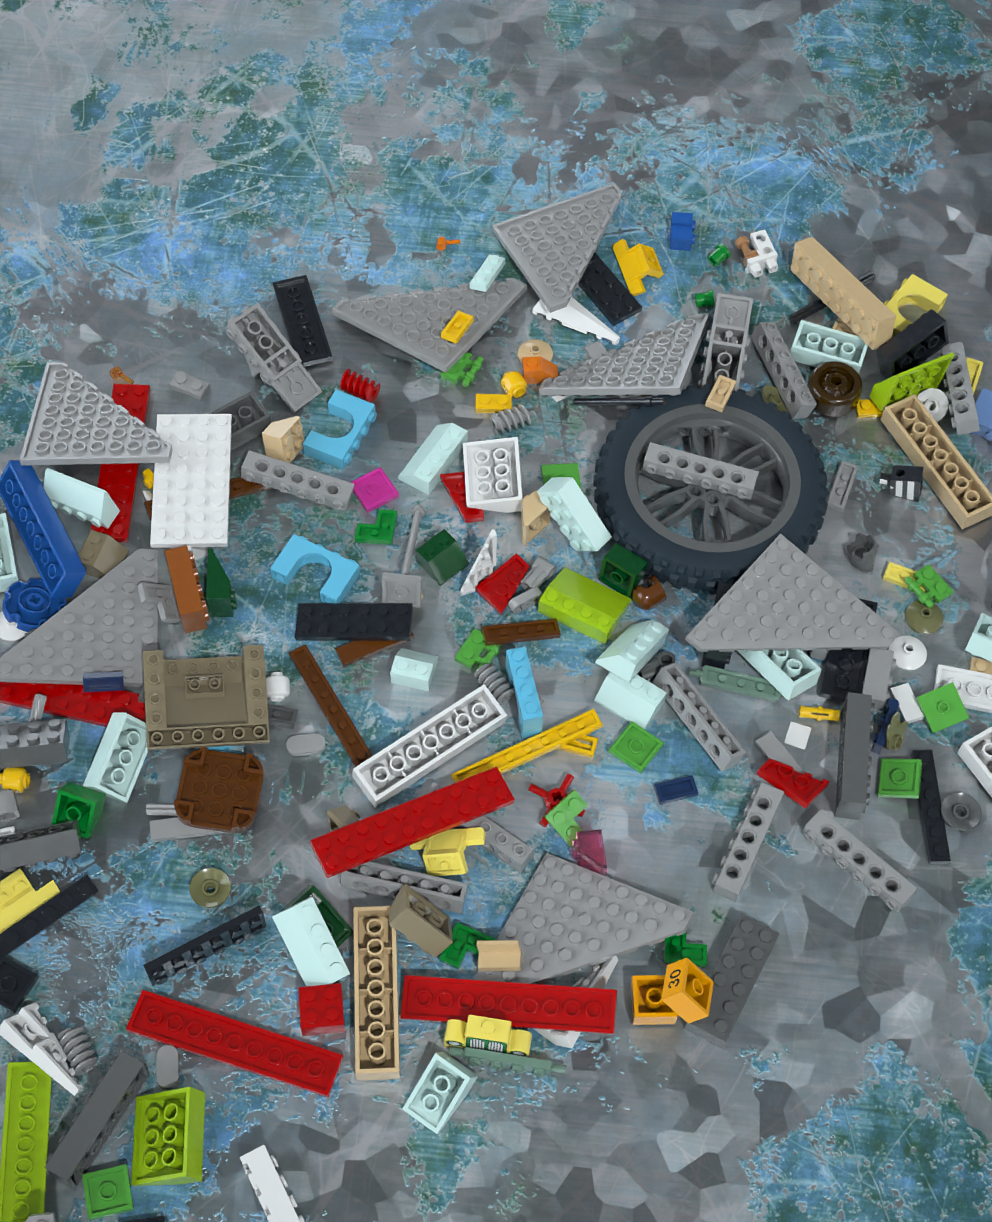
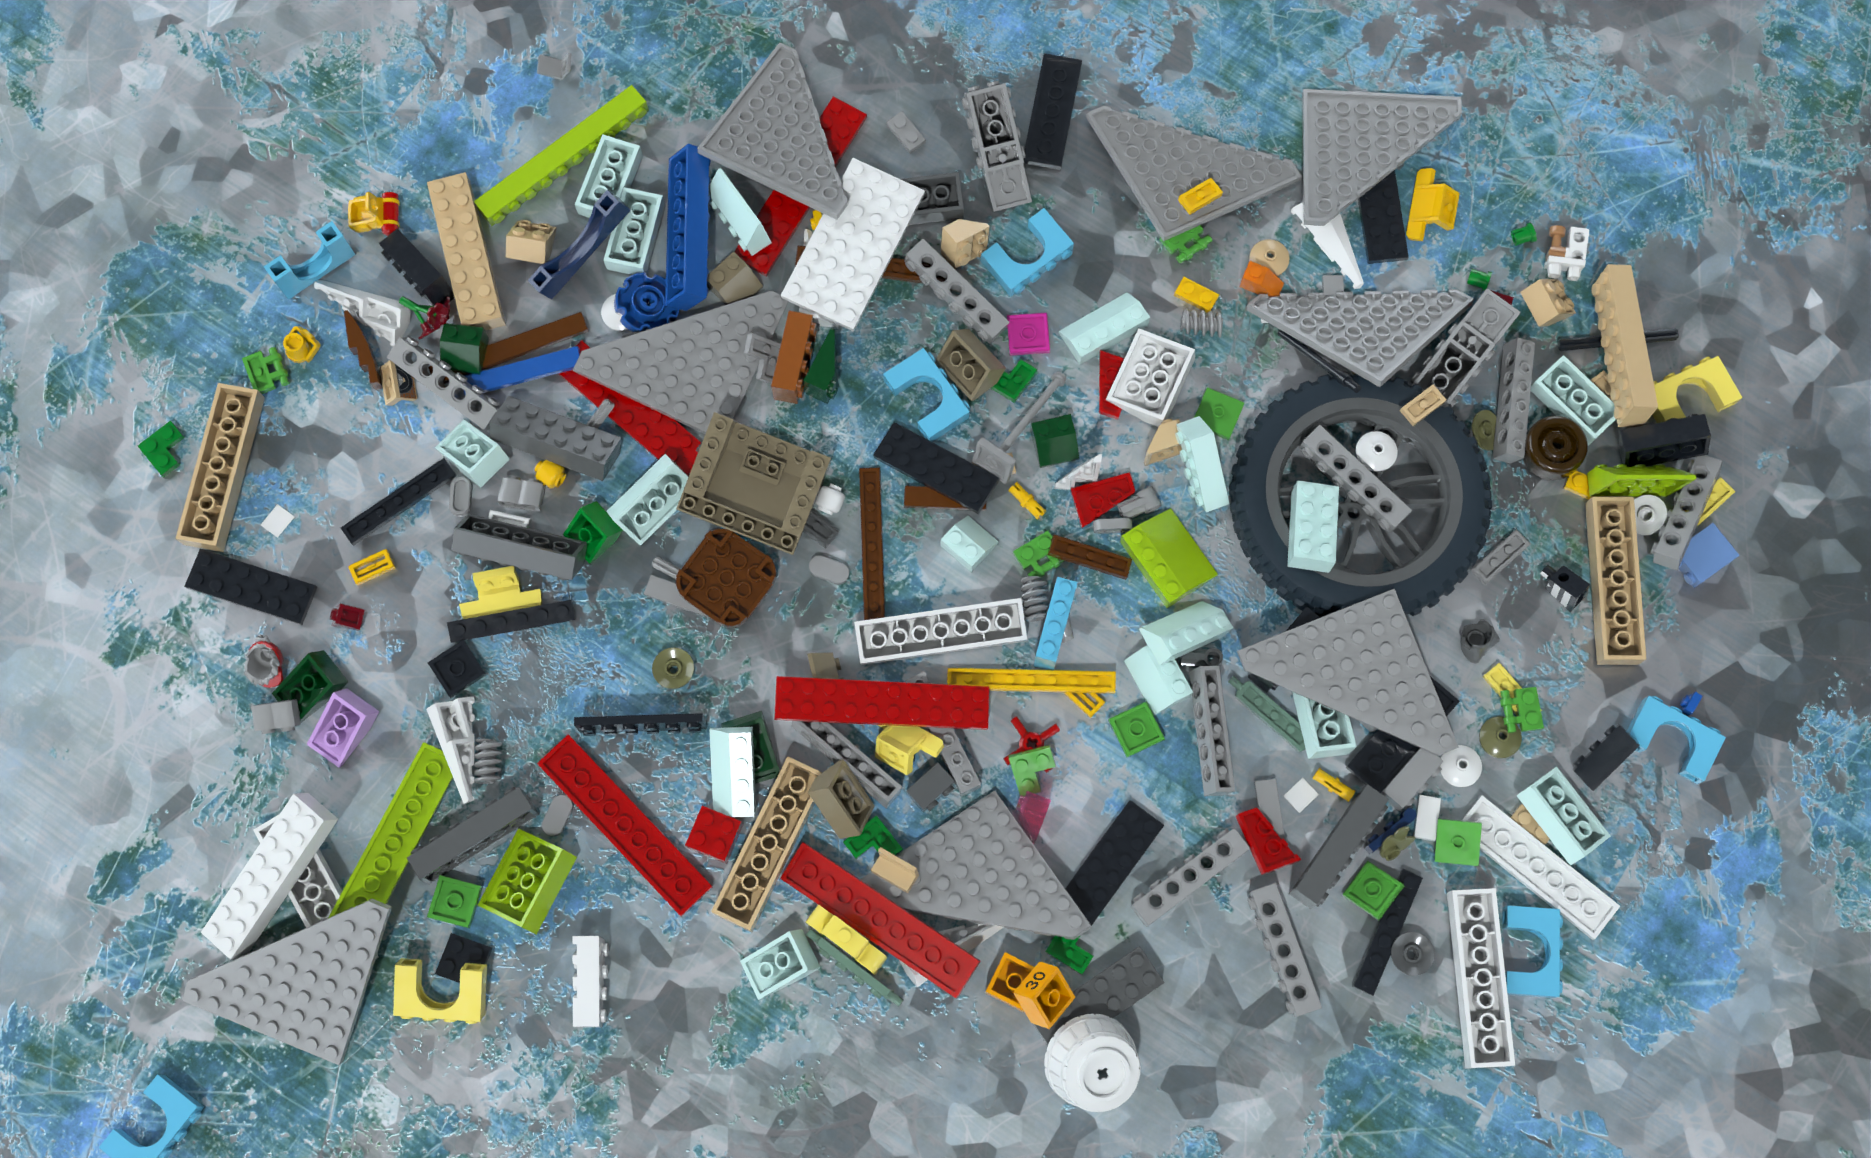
camera: 30 degrees right, 15 degrees up
(103, 681) = (671, 416): dark blue tile -> none
(116, 372) = (841, 84): clear orange hand -> none
(339, 529) = (969, 363): none -> dark tan slope
(359, 387) = (1069, 214): red piece -> none
(442, 242) = (1241, 84): orange hand -> none
(444, 613) = (1027, 500): none -> yellow pin
(487, 273) = (1268, 144): light aqua plate -> none
(491, 876) = (931, 787): none -> dark grey brick
(514, 384) = (1227, 284): yellow head -> none
(622, 570) = (1222, 542): dark green slope -> none
(649, 597) = (1235, 583): reddish brown helmet -> none
(675, 790) = (1151, 790): dark blue tile -> none
(677, 855) = (1112, 860): none -> black plate
(681, 231) = (1500, 187): blue brick -> none
(690, 517) = (1313, 526): none -> light aqua brick
(710, 450) = (1372, 459): none -> white dish
(745, 1031) = (1083, 1049): none -> white piece
(765, 292) = (1548, 301): none -> tan slope

